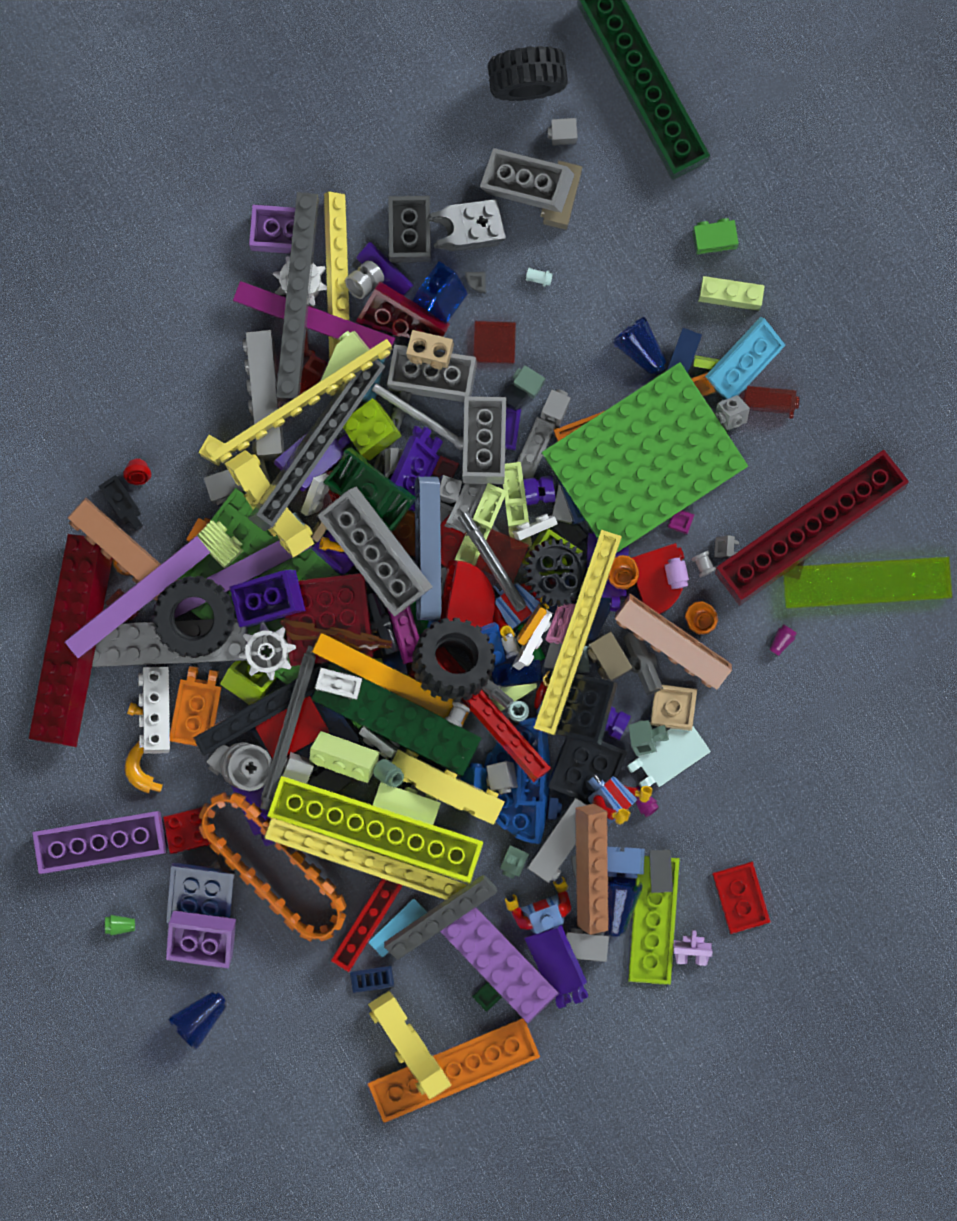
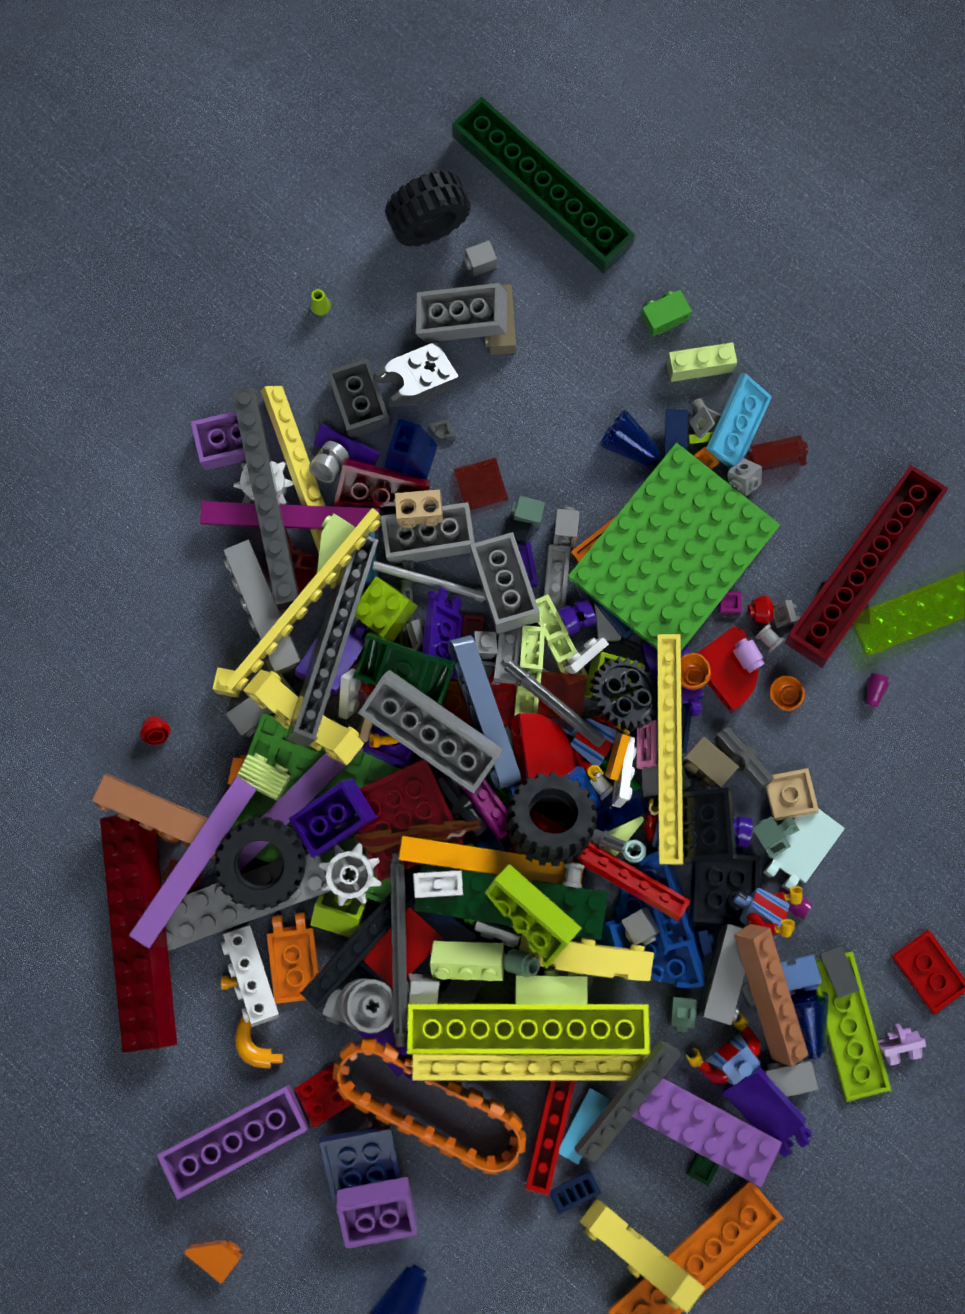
camera: 20 degrees left, 5 degrees down
(55, 933) = (215, 1257): none -> orange slope
(118, 925) = (281, 1225): bright green cone -> none
(121, 501) = (147, 766): black hinge -> none
(403, 131) = (319, 302): none -> lime cone
(410, 734) = (532, 914): none -> lime wedge
(539, 277) = (504, 406): light aqua pin -> none
(673, 642) = (769, 727): nougat brick -> none
(705, 536) = (761, 610): none -> red cone
(714, 346) = (704, 418): none -> light grey bracket

